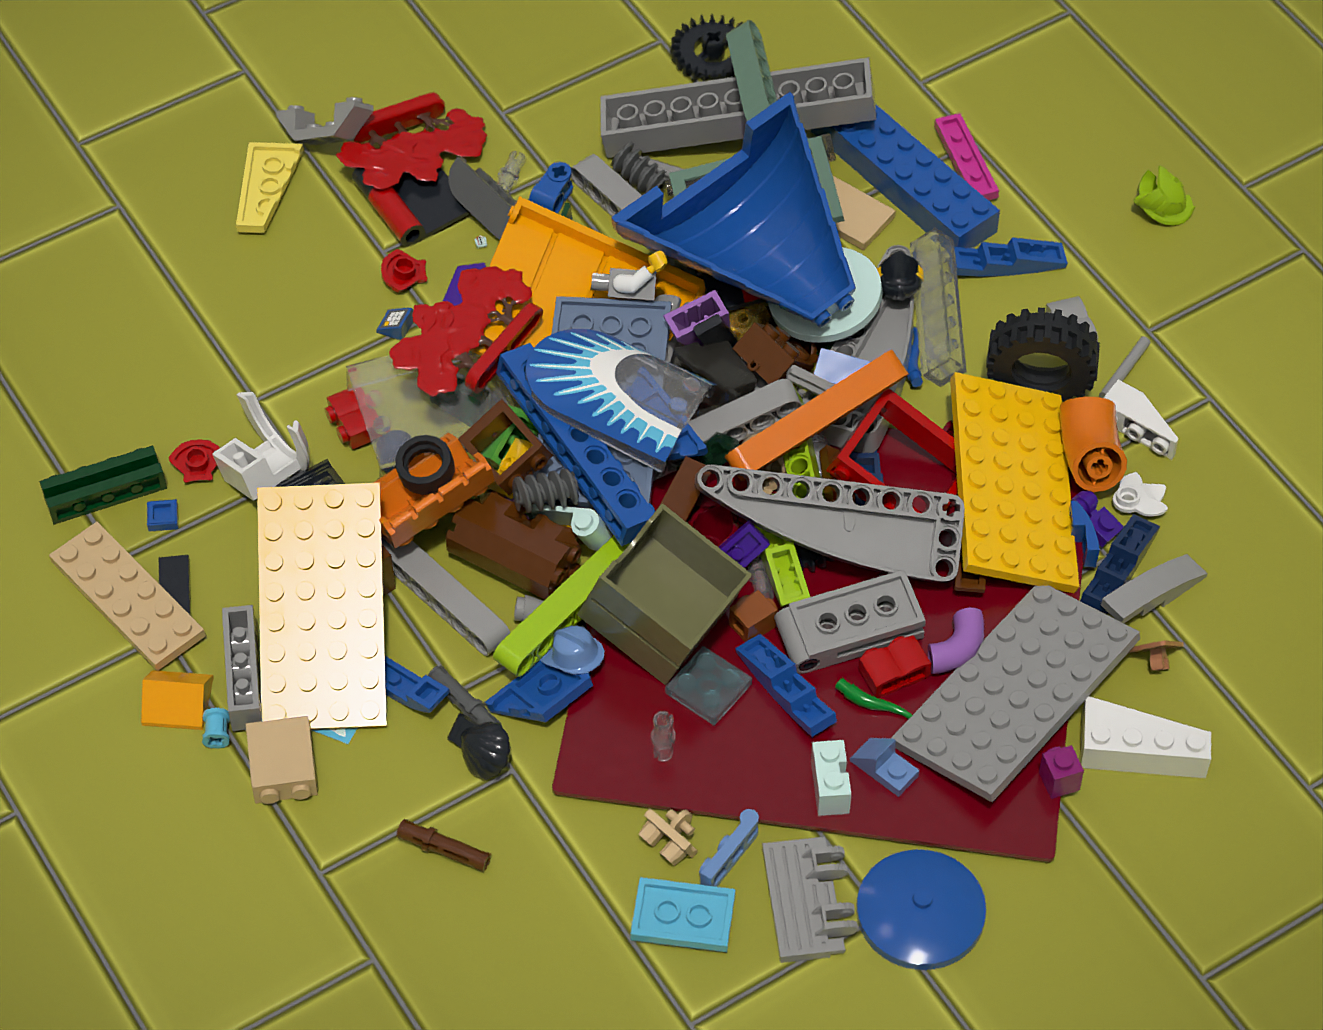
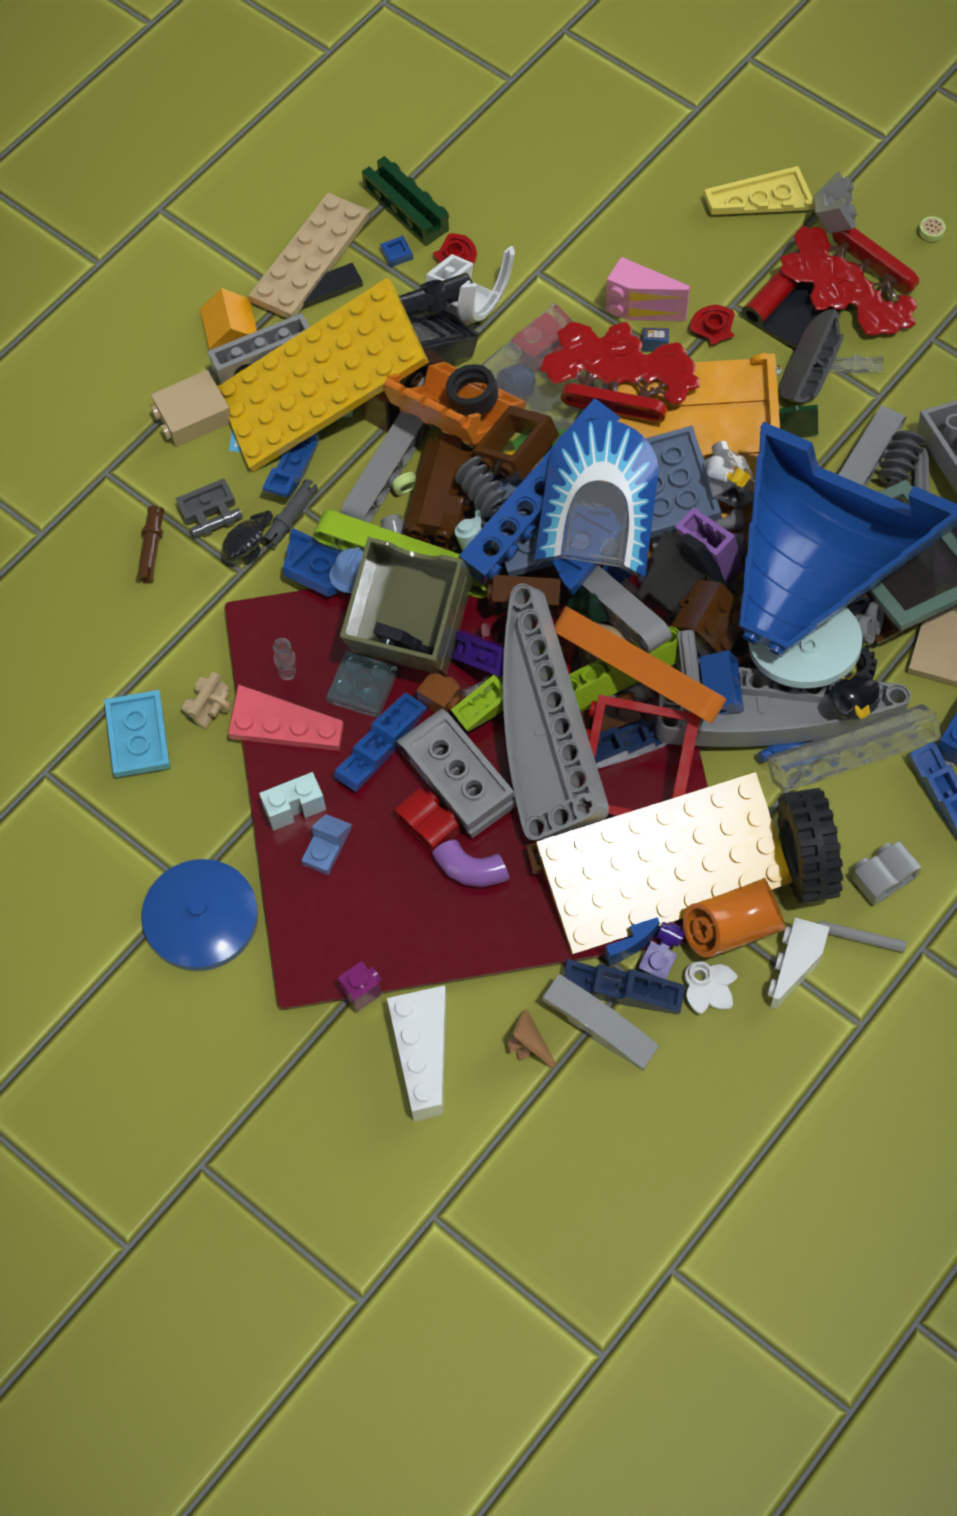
camera: 75 degrees right, 10 degrees up
(216, 728) = (201, 356): medium azure bush -> none
(276, 463) = (433, 295): none -> black piece
(346, 308) = (645, 294): none -> bright pink slope
(377, 70) = (932, 229): none -> tile
(411, 776) = (207, 501): none -> dark grey plate
(476, 583) = (404, 483): none -> yellowish green tile
(553, 187) = (851, 401): blue piece -> none
(699, 615) = (400, 638): none -> black wing
(723, 774) = (276, 721): none -> coral wing
(730, 849) = (205, 749): medium blue plate -> none
(802, 902) = (182, 819): light grey hinge -> none
(868, 701) = (388, 807): green animal -> none
(1015, 690) = (436, 927): light grey plate -> none

